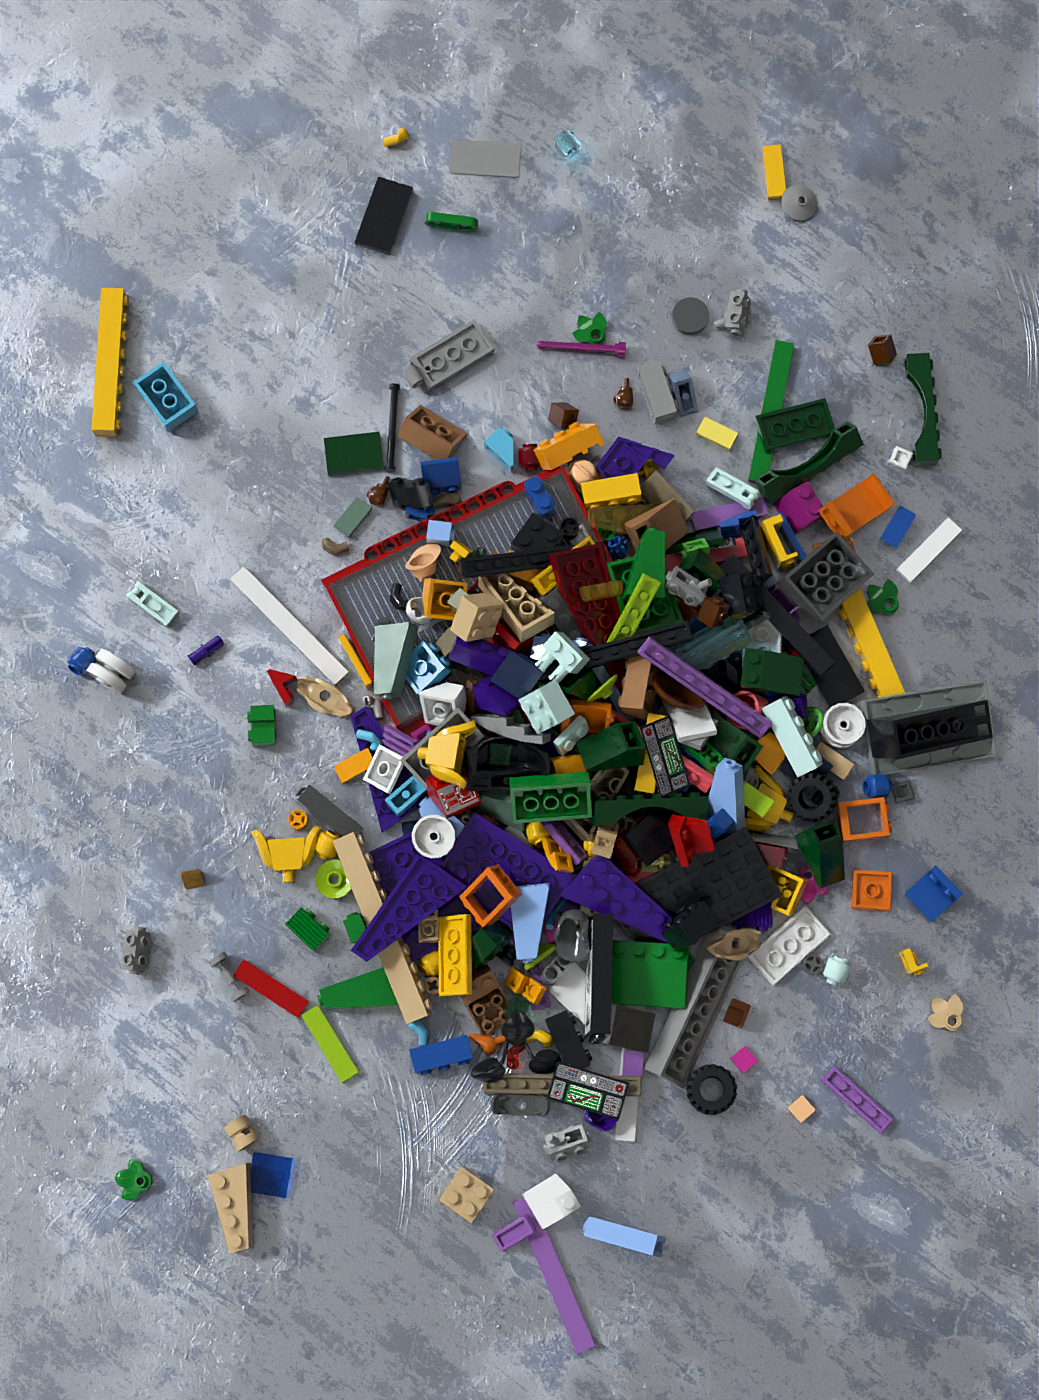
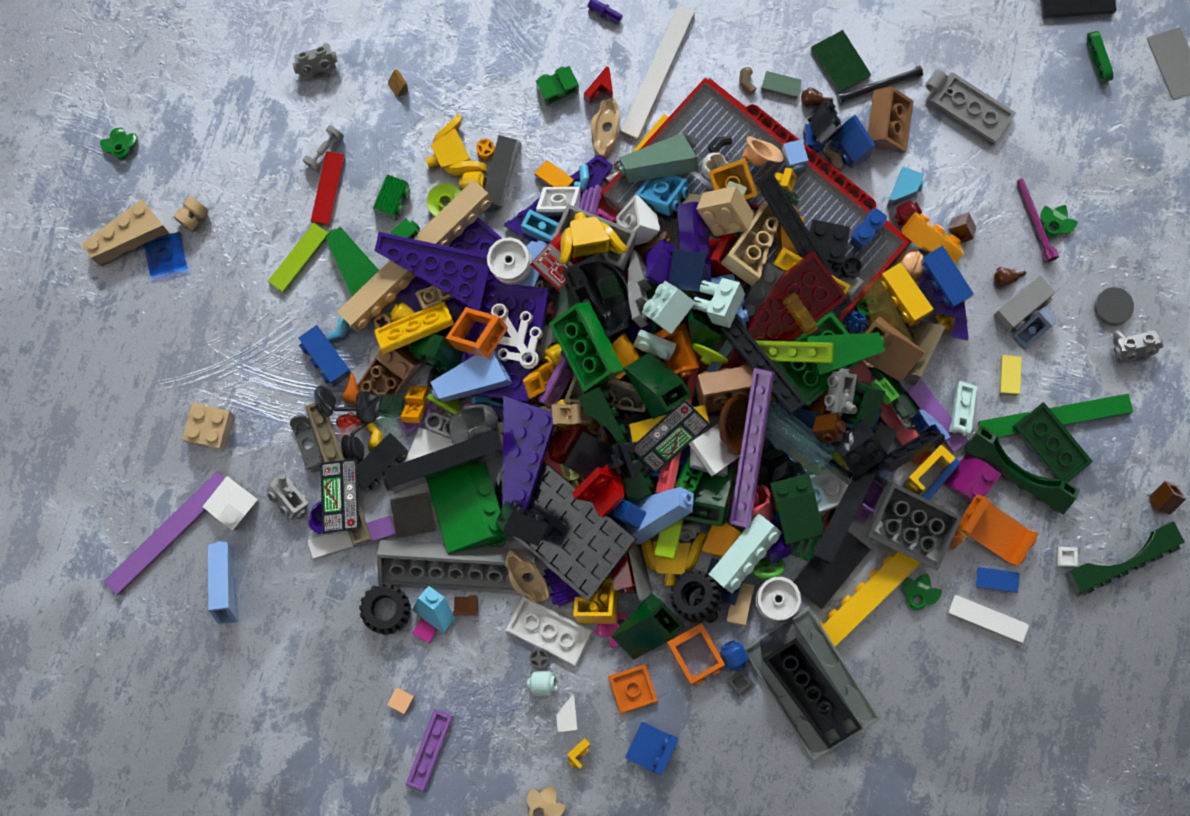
camera: 70 degrees right, 0 degrees up
(511, 859) = (517, 338): none -> white plant
(513, 1233) = (190, 482): medium lavender tile -> none
(612, 448) = (946, 277): none -> blue brick
(671, 808) = (622, 462): none -> black hips
(729, 1043) = (434, 609): none -> medium azure slope
(874, 961) = (567, 717): none -> white sticker

